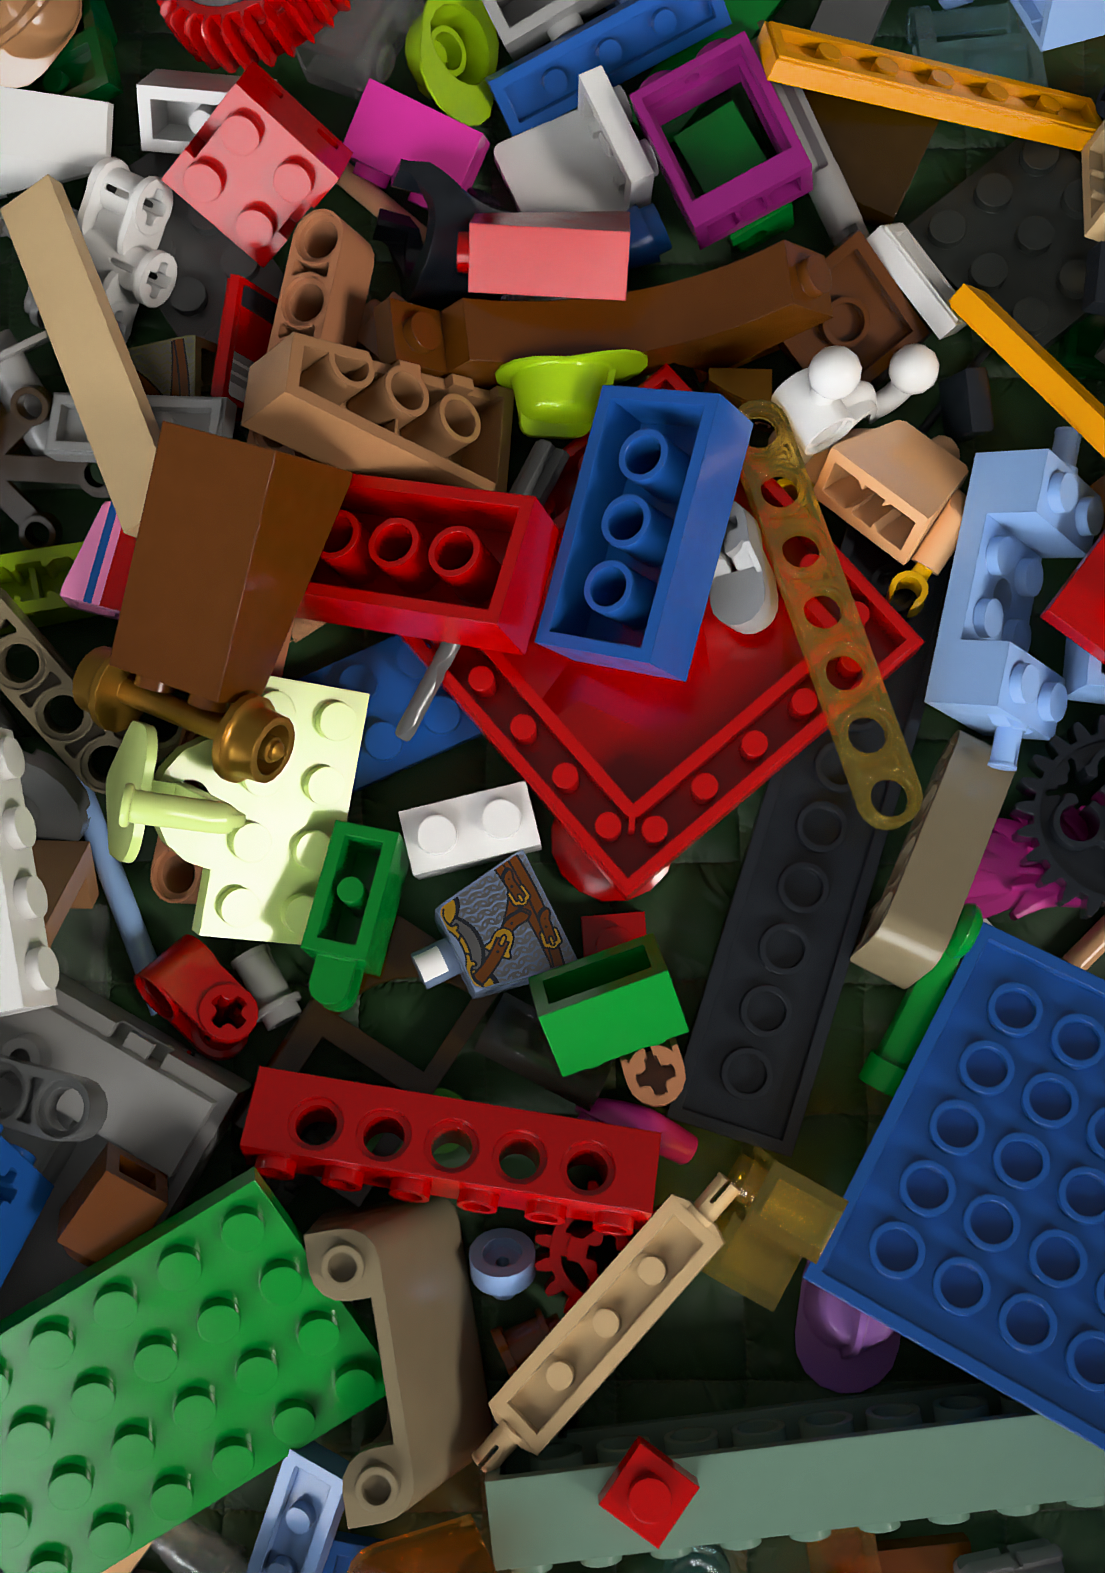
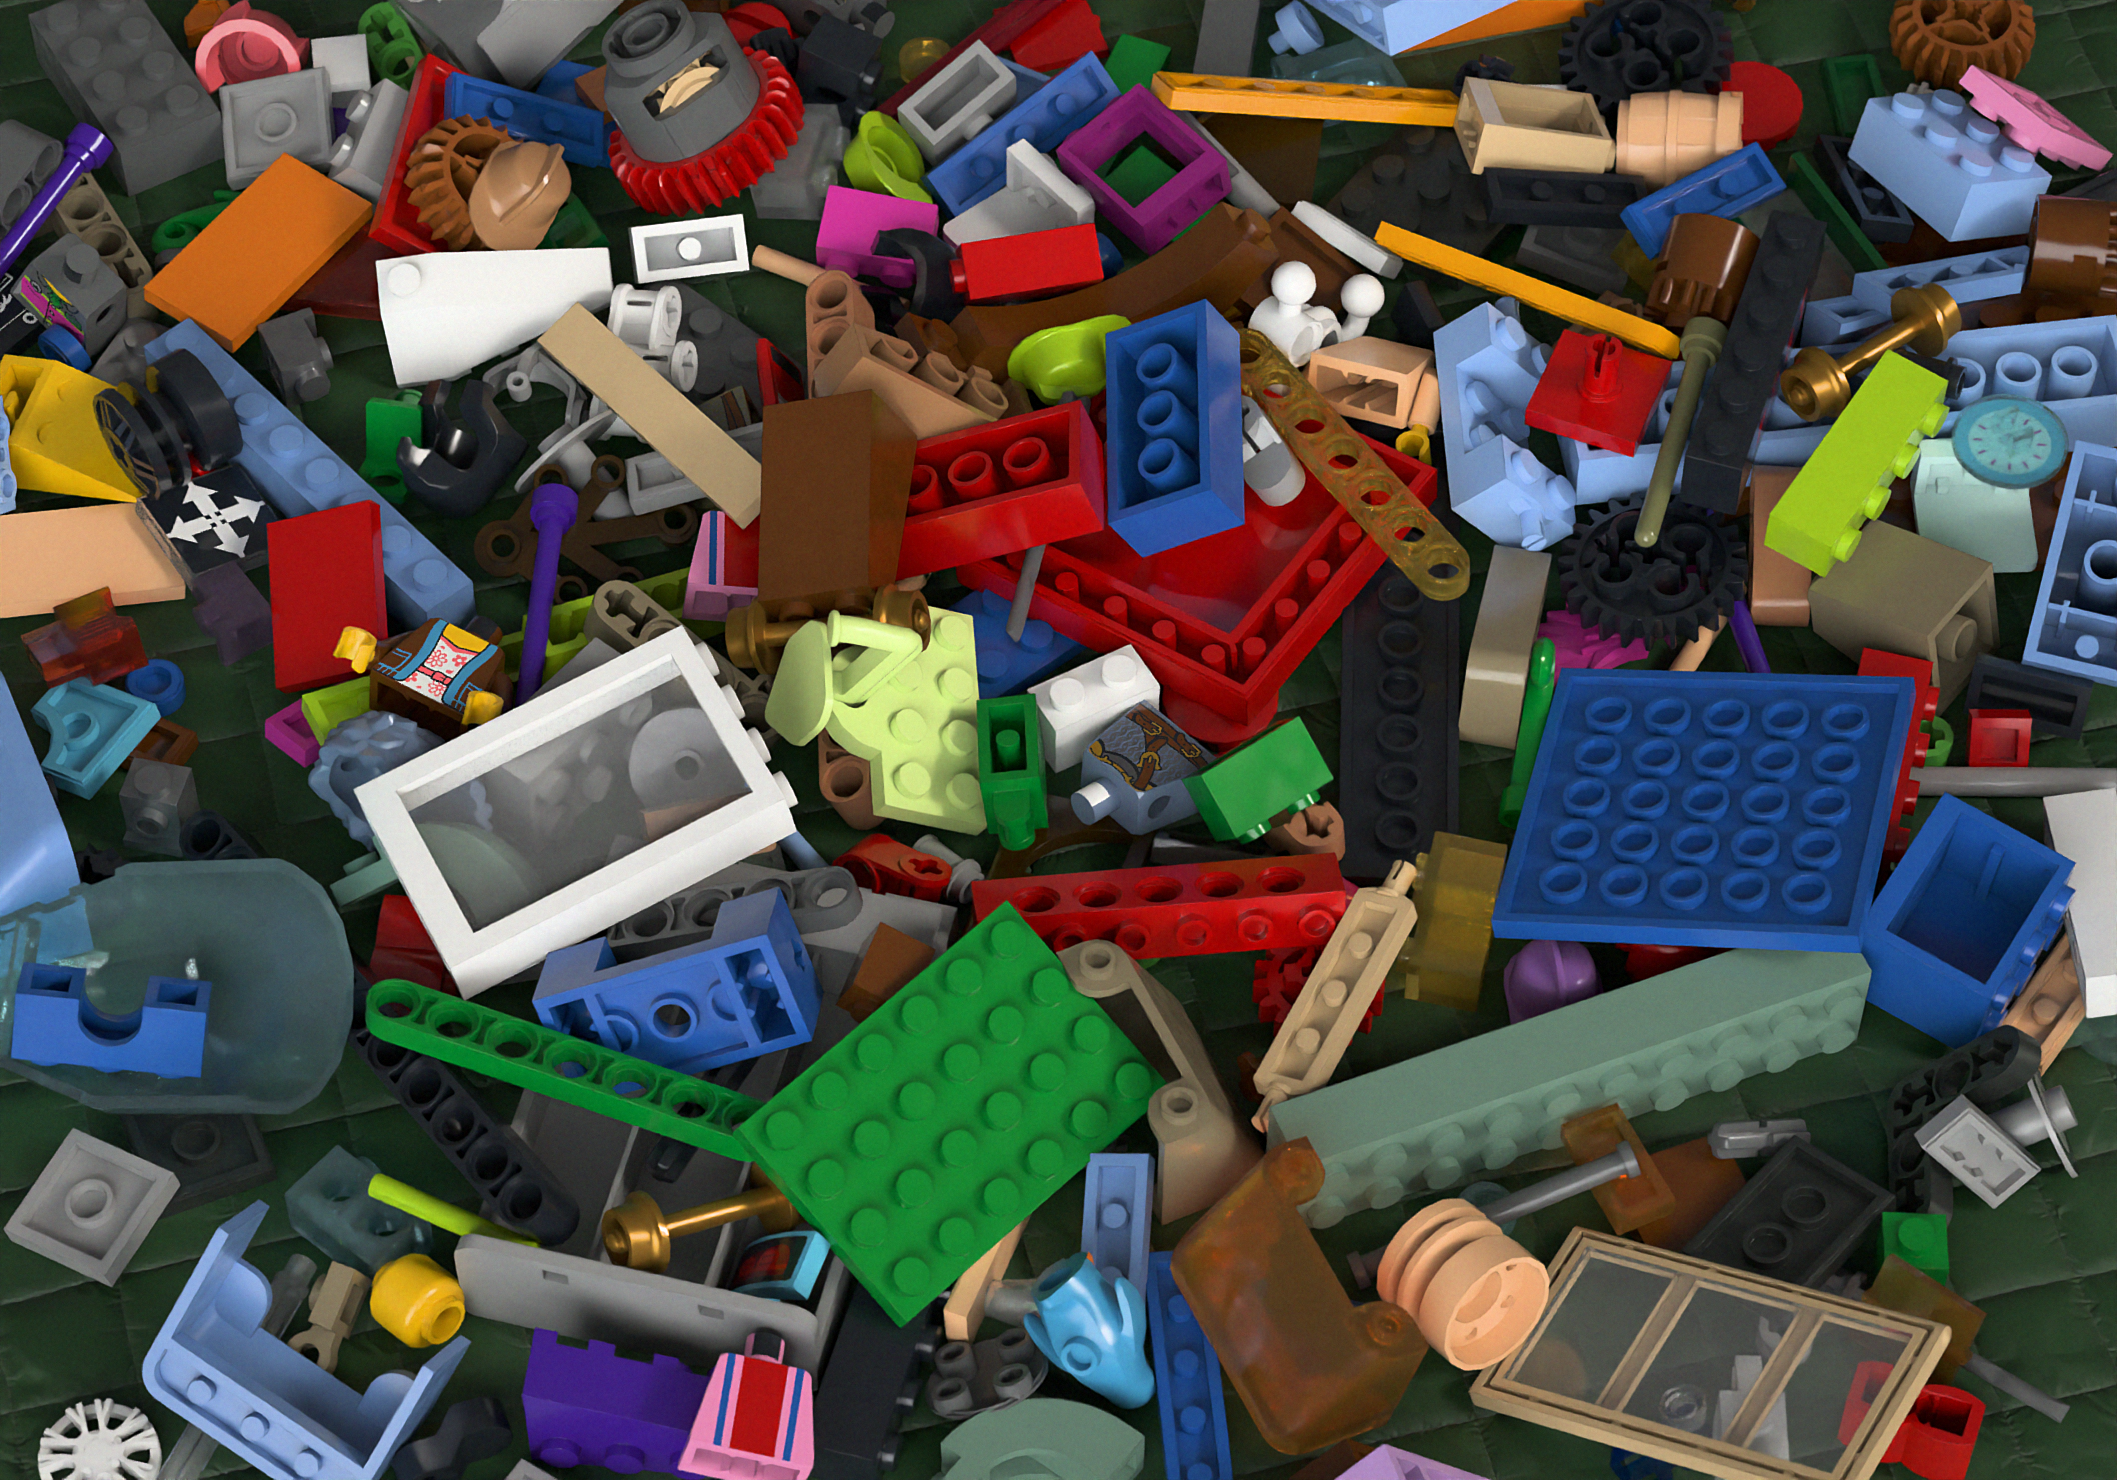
camera: 15 degrees left, 30 degrees down
(258, 165) = (753, 264): piece -> none
(502, 1262) = (1230, 1022): light blue tile -> none
(648, 1492) = (1409, 1071): red plate -> none

